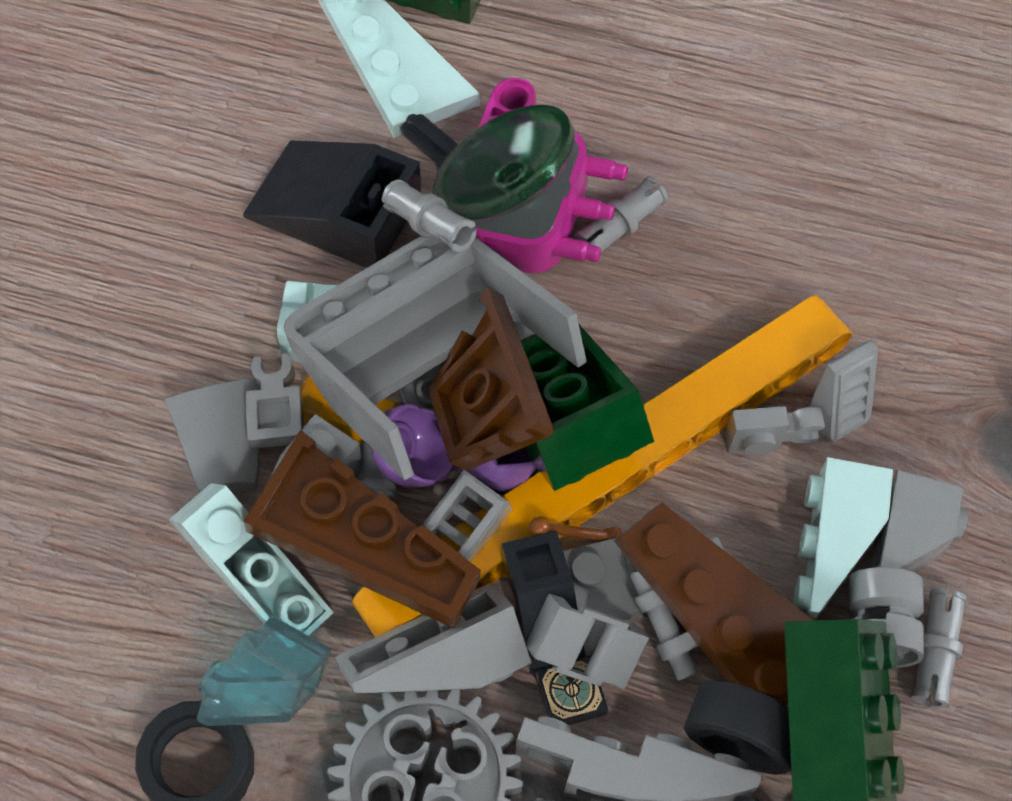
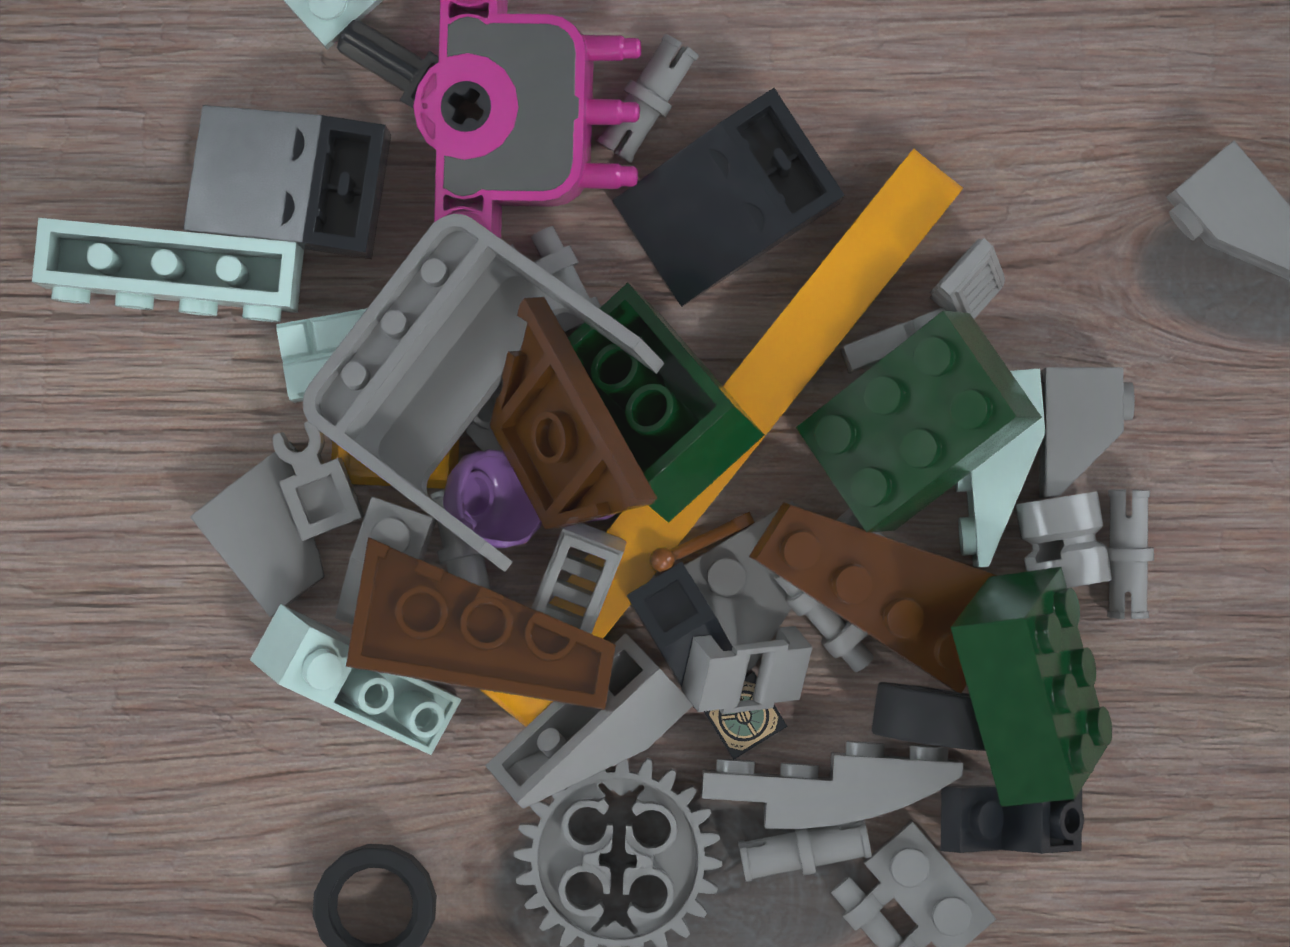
camera: 10 degrees left, 25 degrees up
(220, 223) = (169, 266): none -> light aqua brick
(264, 677) = (422, 805): clear light blue slope -> none
(429, 215) = (425, 218): light grey pin -> none
(506, 162) = (493, 118): clear green dish -> none
(670, 290) = (729, 197): none -> black slope
(785, 476) = (918, 421): none -> dark green brick

